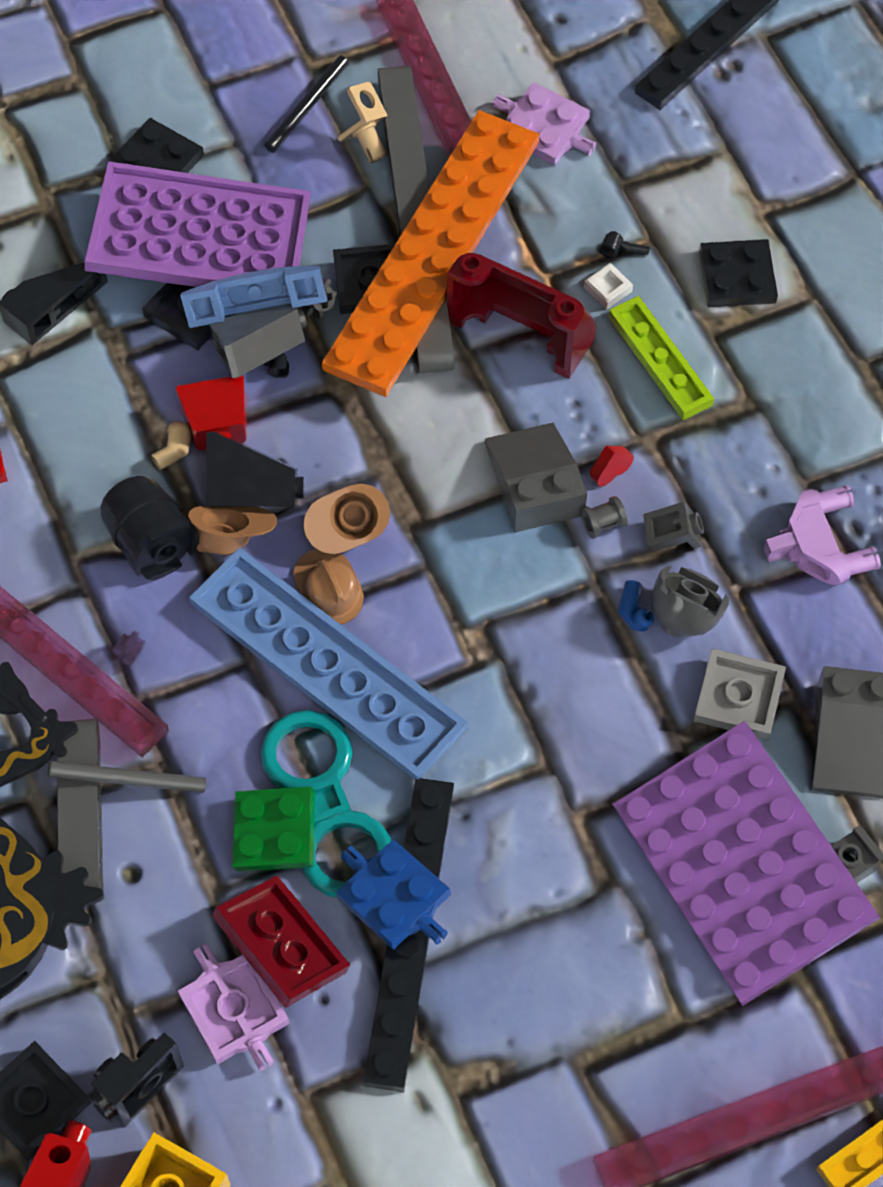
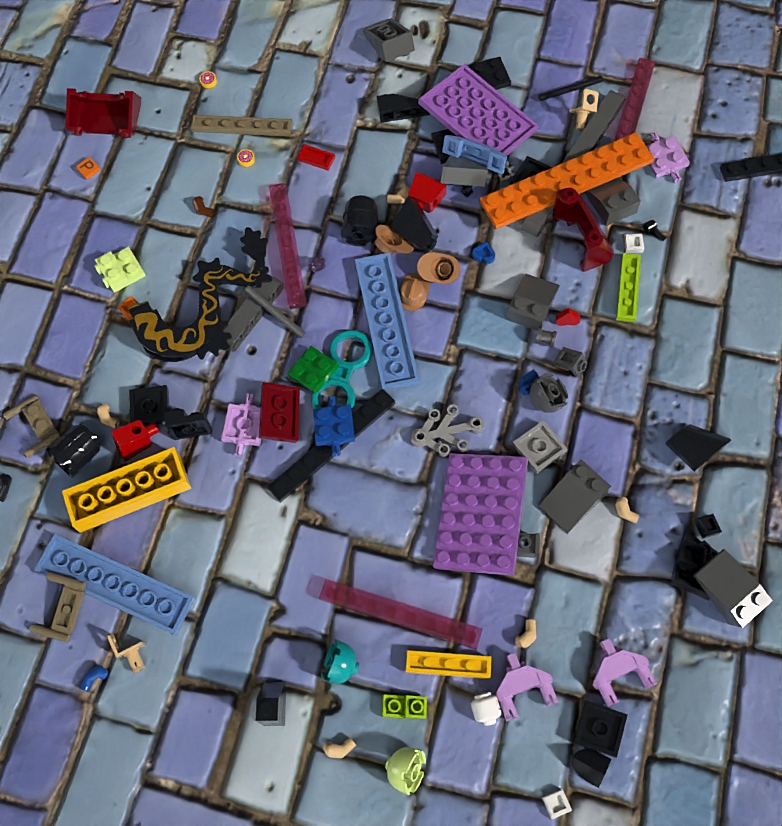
camera: 45 degrees right, 5 degrees up
(392, 449) = (483, 253): none -> blue tile
(528, 236) = (613, 200): none -> dark grey slope
(575, 777) = (445, 432): none -> light grey plant
(738, 273) = (696, 273): black plate -> none
(812, 544) = (625, 405): lavender connector -> none

